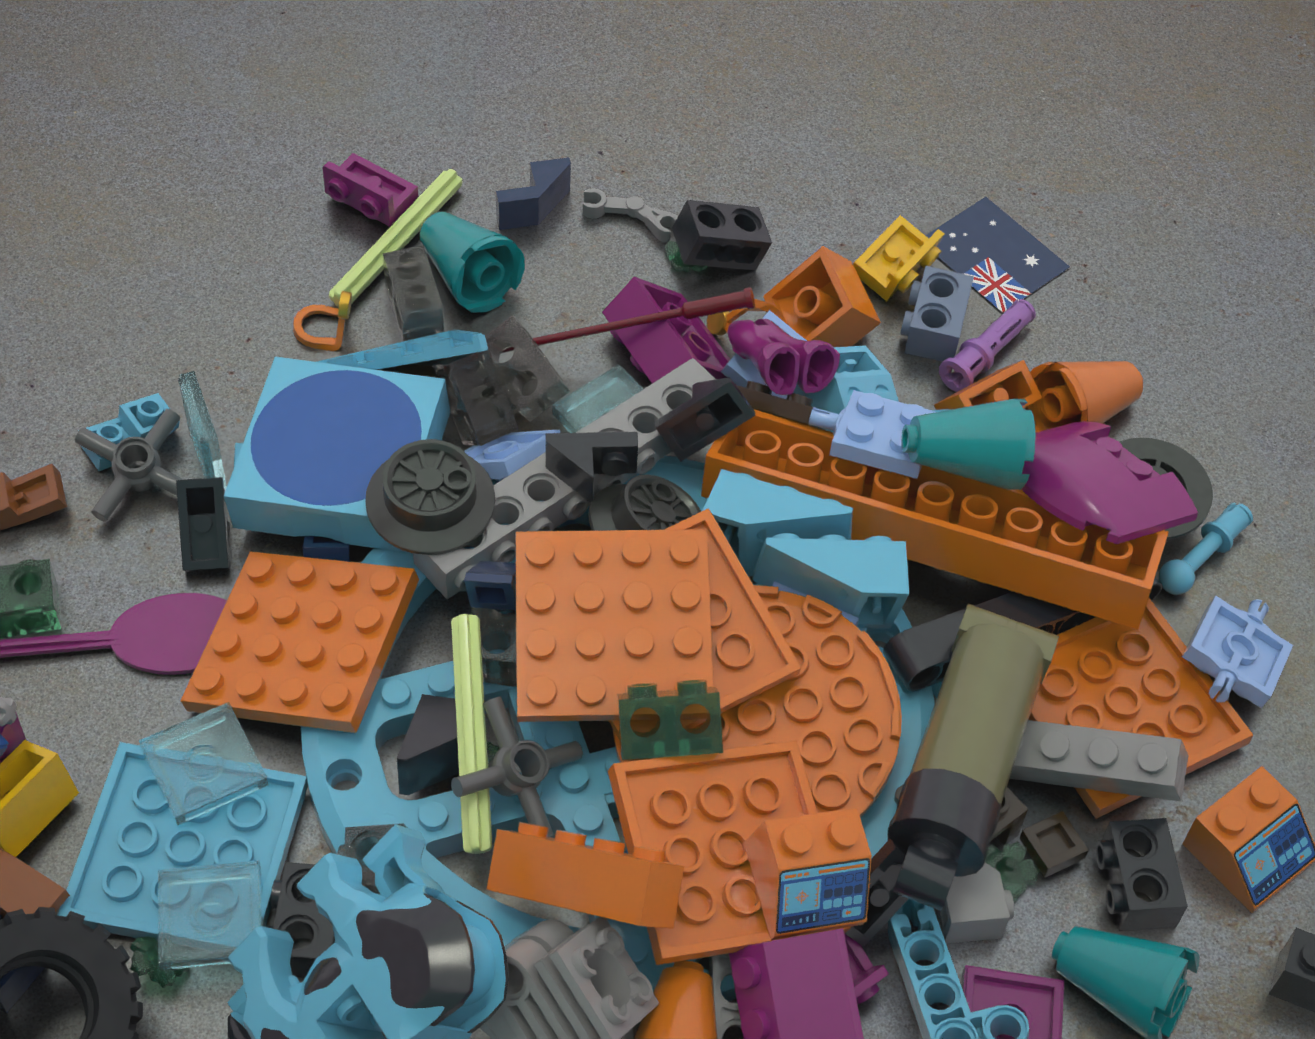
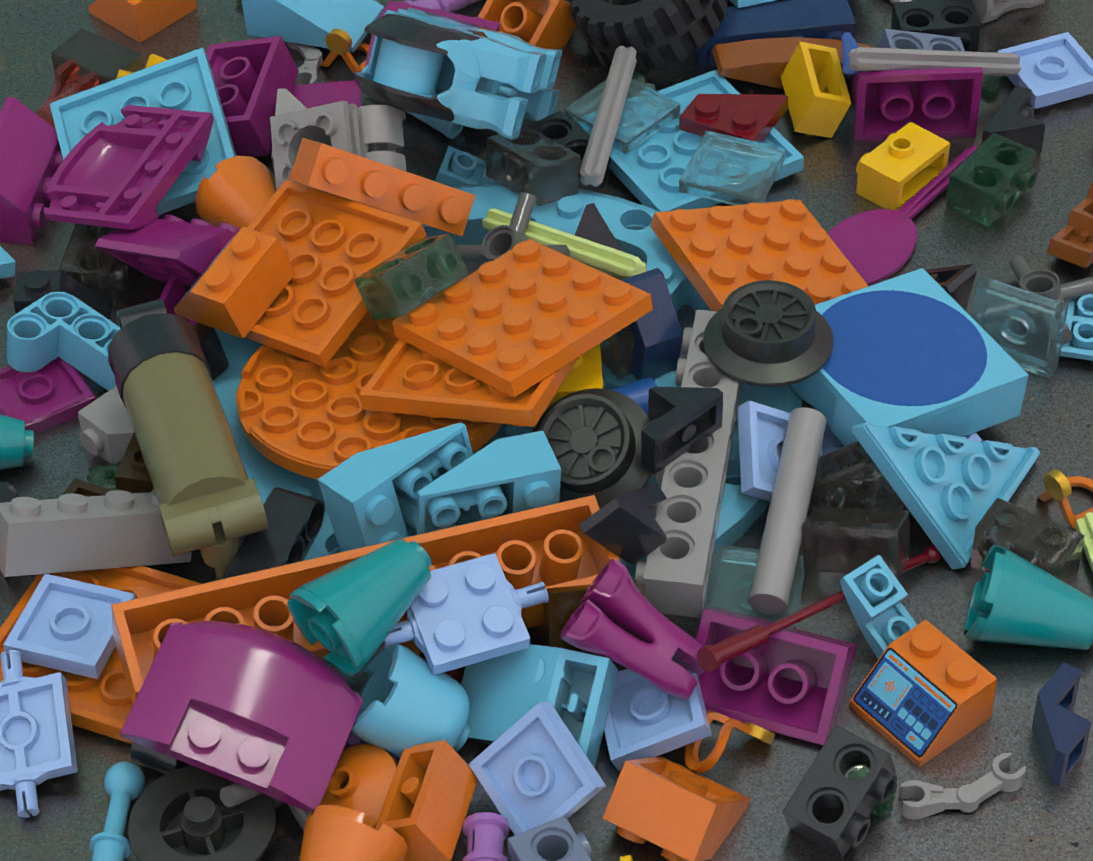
camera: 145 degrees right, 10 degrees down
(56, 669) = (901, 166): none -> yellow brick
(126, 824) = (734, 115): none -> dark red wing
(239, 895) = (608, 116): none -> light grey axle
(547, 407) = (787, 511): none -> light grey piece
(563, 312) = (876, 604): none -> medium azure slope
(590, 261) = (925, 694): none -> slope
(906, 357) = (536, 771): none -> light blue plate
(1151, 695) = (67, 626): none -> light blue plate

